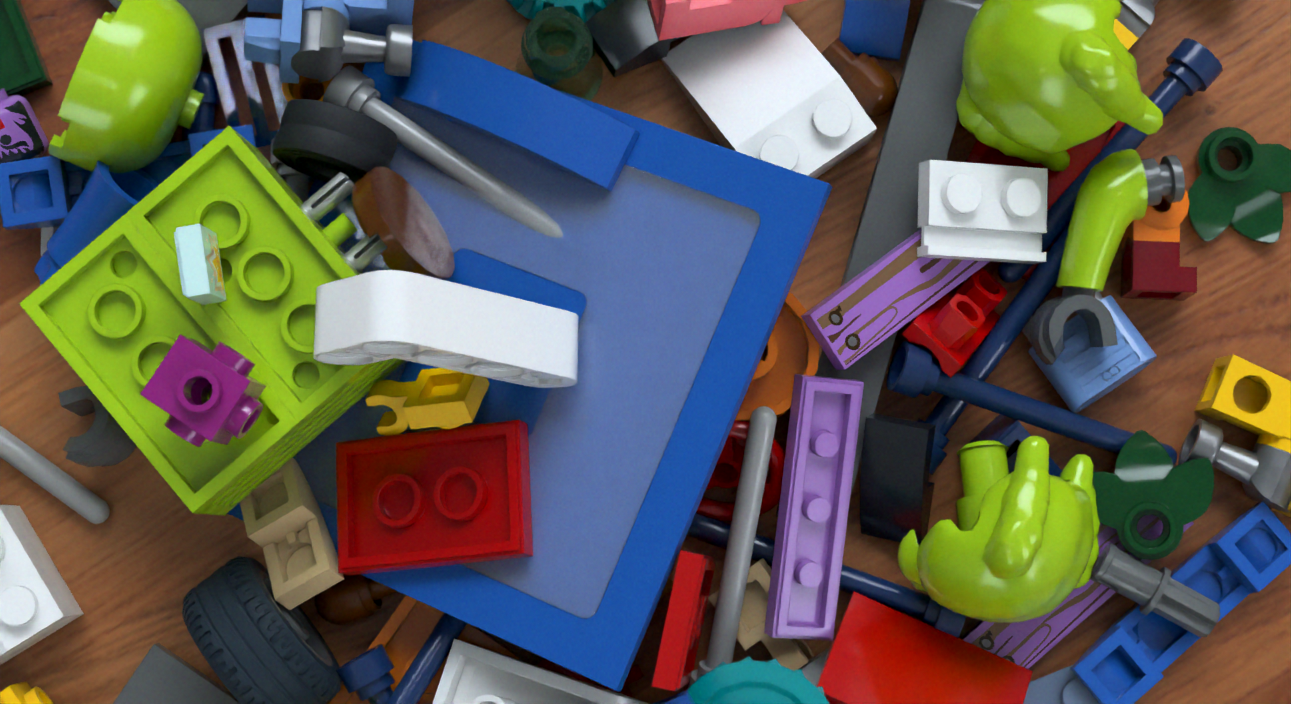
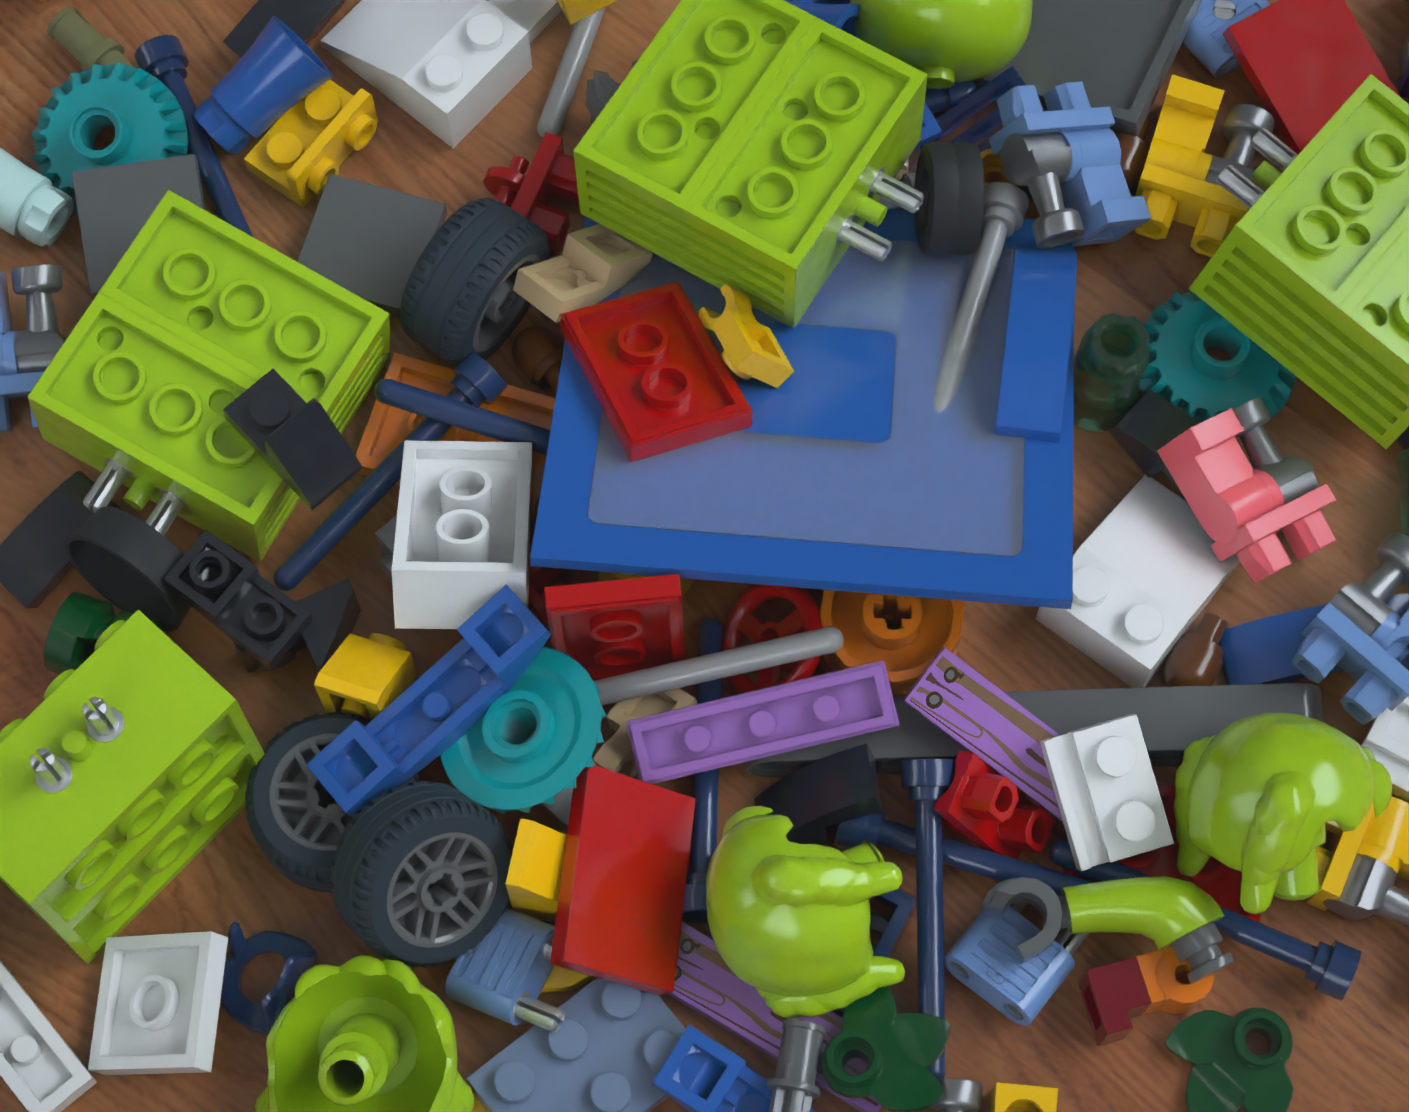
camera: 70 degrees right, 15 degrees down
(155, 526) = (530, 194): none -> red hips
(183, 387) = (683, 113): magenta brick -> none
(199, 264) = (794, 79): light aqua tile -> none
(404, 223) = (894, 268): reddish brown tile -> none
(445, 327) = (814, 307): white beam -> none

